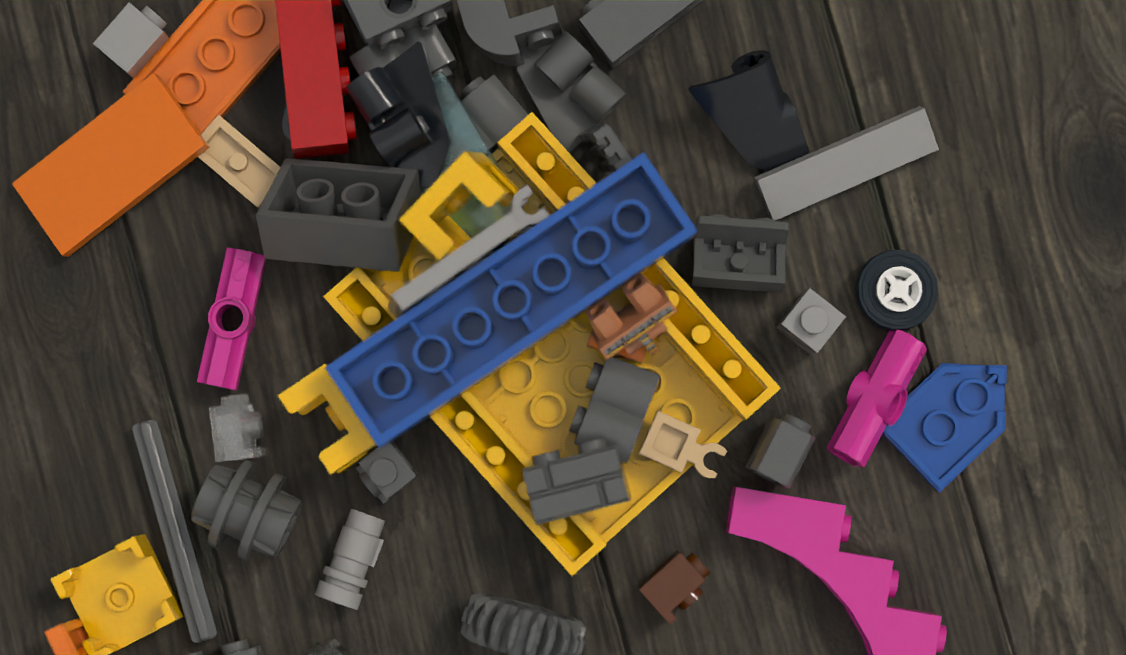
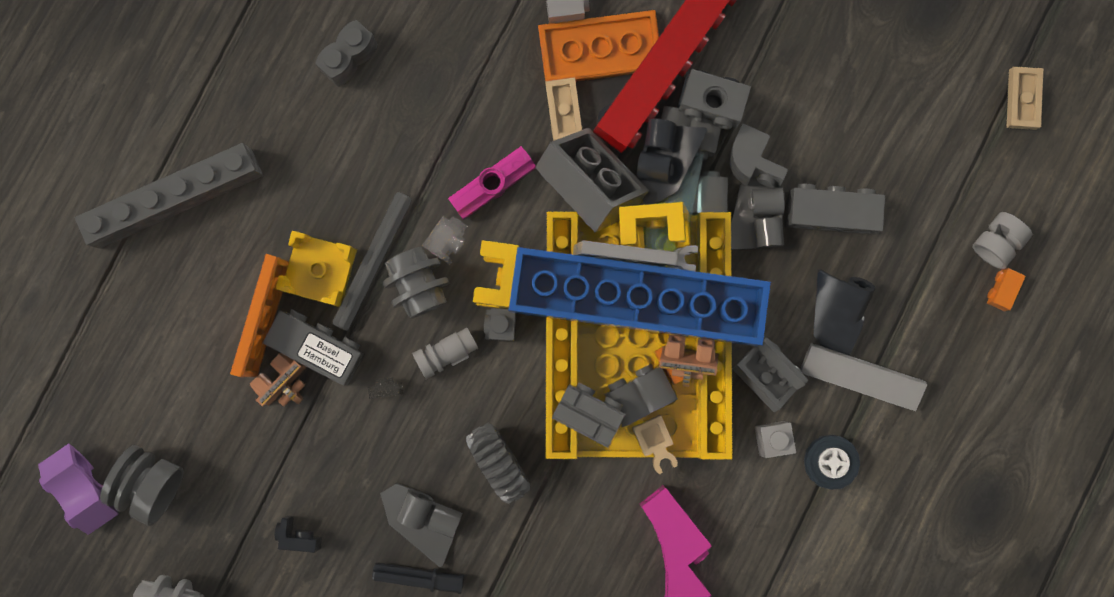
camera: 45 degrees right, 0 degrees up
(110, 165) = (500, 55): orange tile -> none
(604, 149) = (750, 264): dark grey tile -> none
(675, 584) = (592, 507): reddish brown brick -> none
(781, 450) = (704, 490): dark grey brick -> none
(876, 398) = (774, 506): dark pink piece -> none
(950, 420) = (799, 549): blue tile -> none

